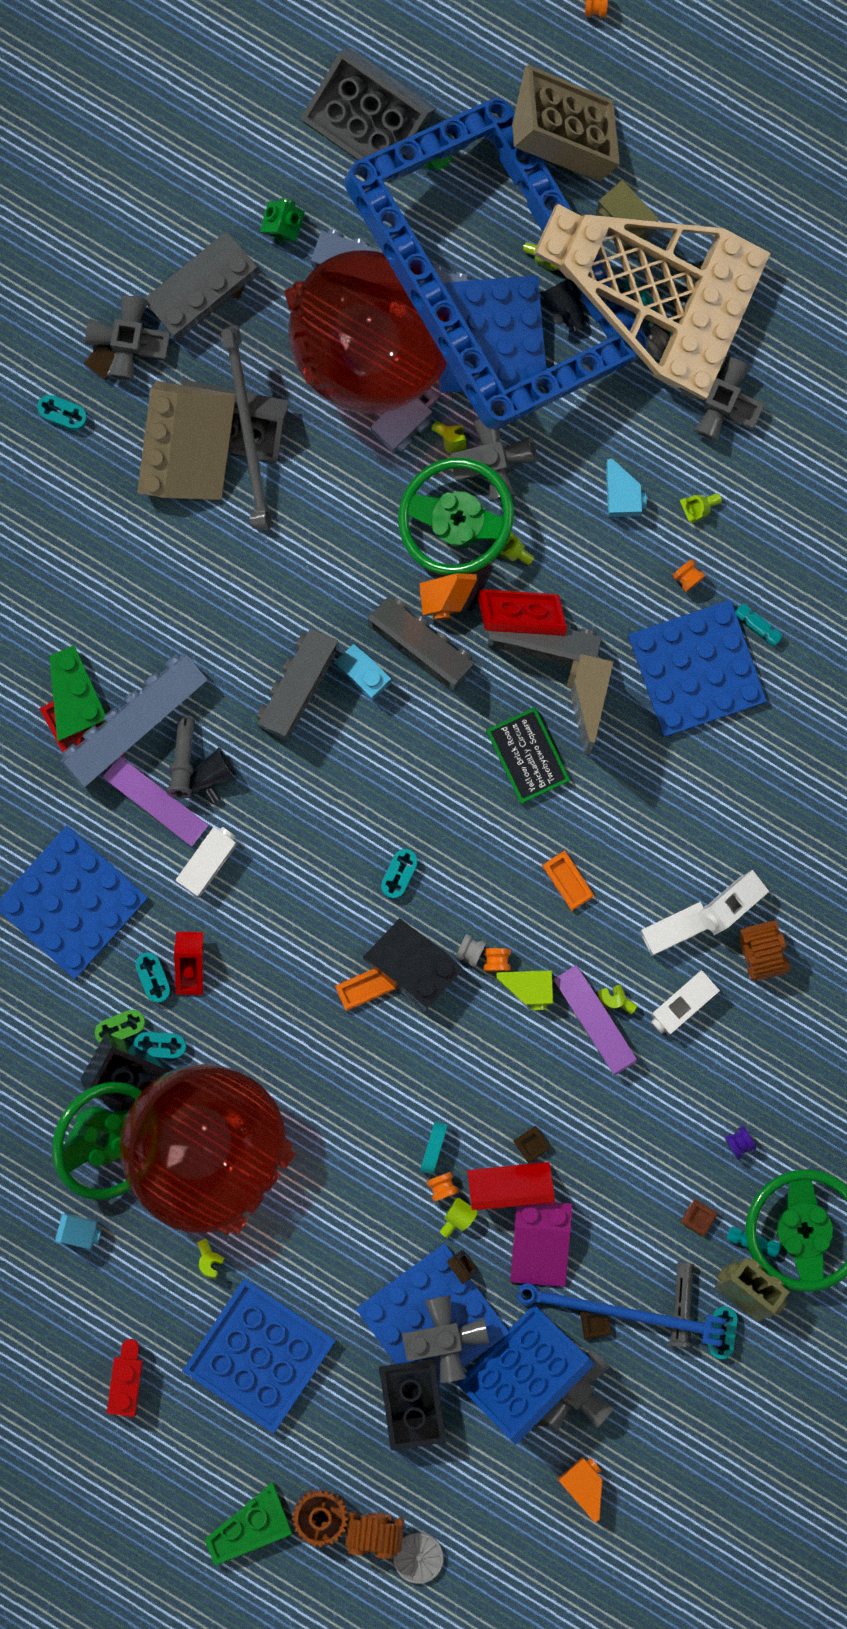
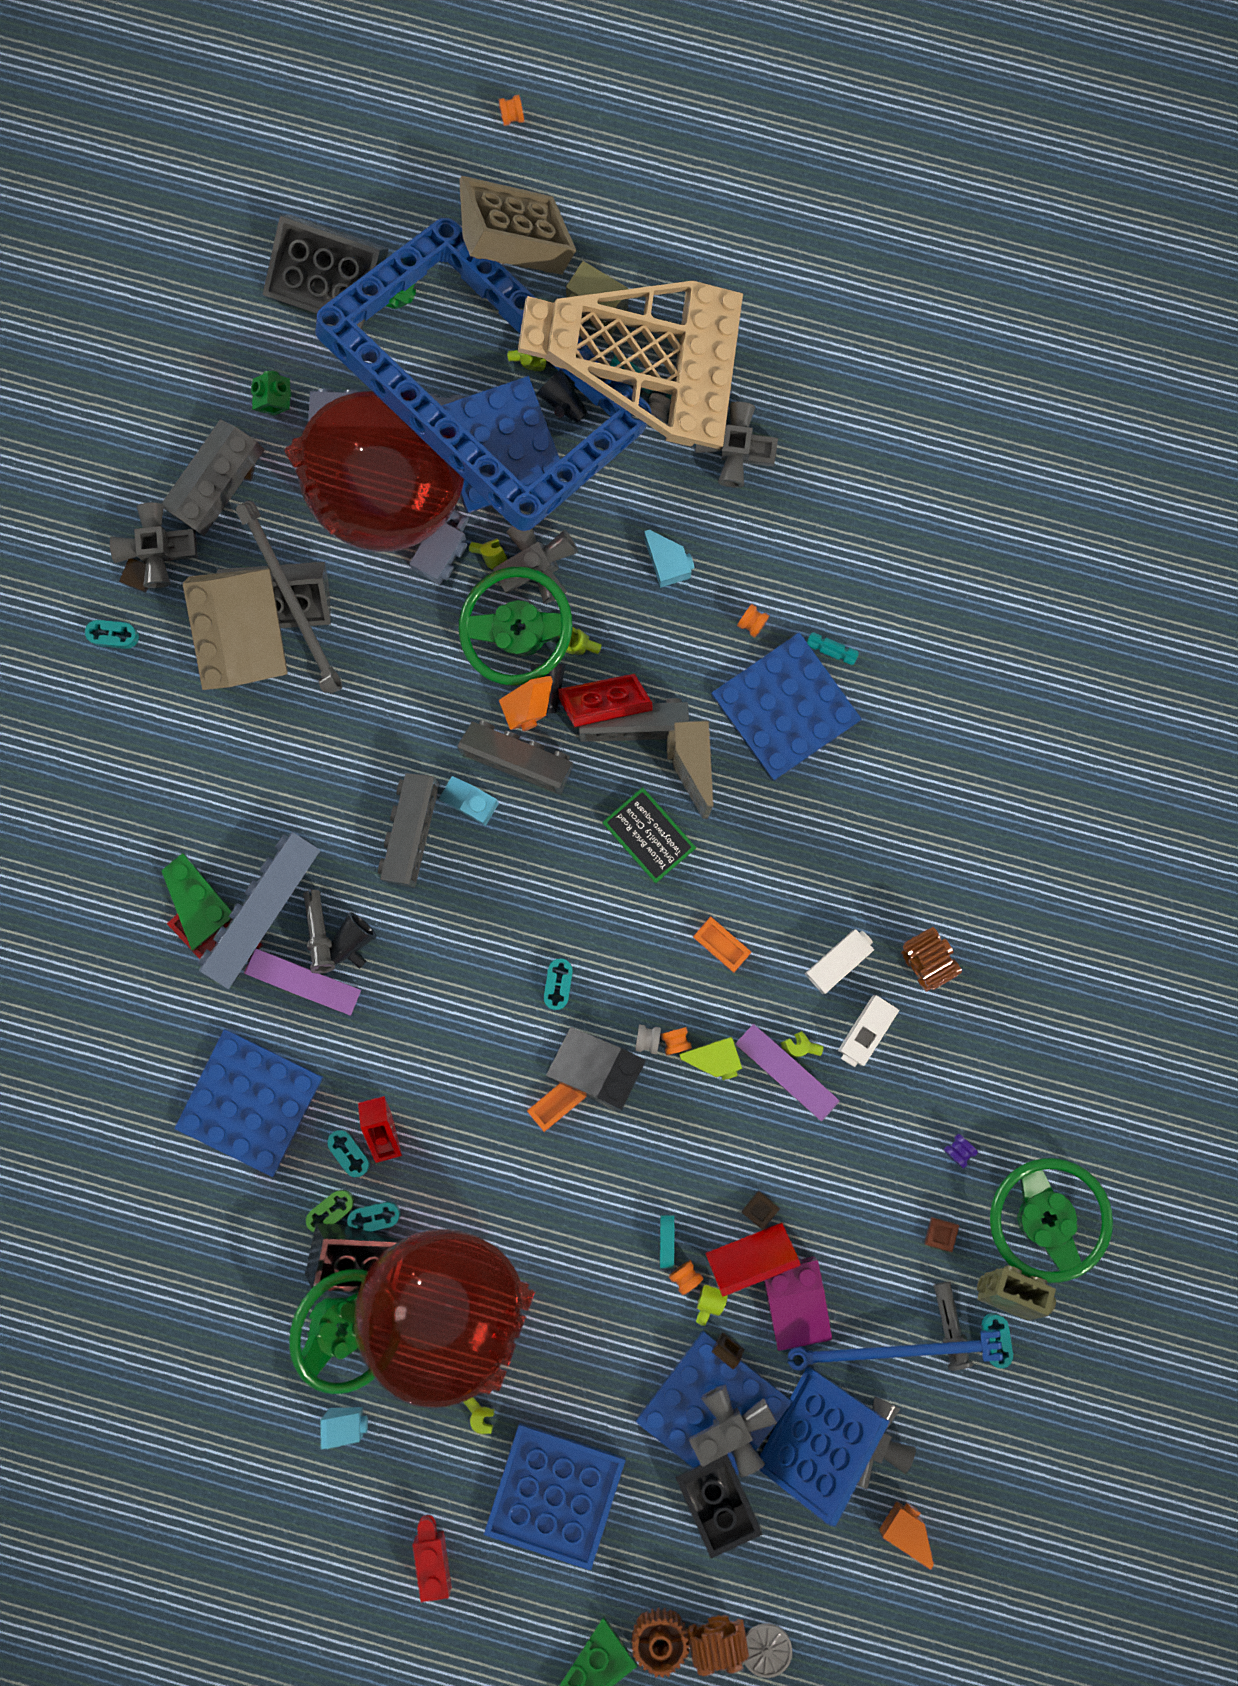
camera: 15 degrees left, 0 degrees up
(207, 861) = (369, 1025): white brick -> none
(594, 1324) = (872, 1370): dark brown tile -> none
(699, 506) = (744, 552): lime piece -> none
(733, 902) = (887, 921): white brick -> none
(770, 1247) = (1019, 1244): teal axle -> none

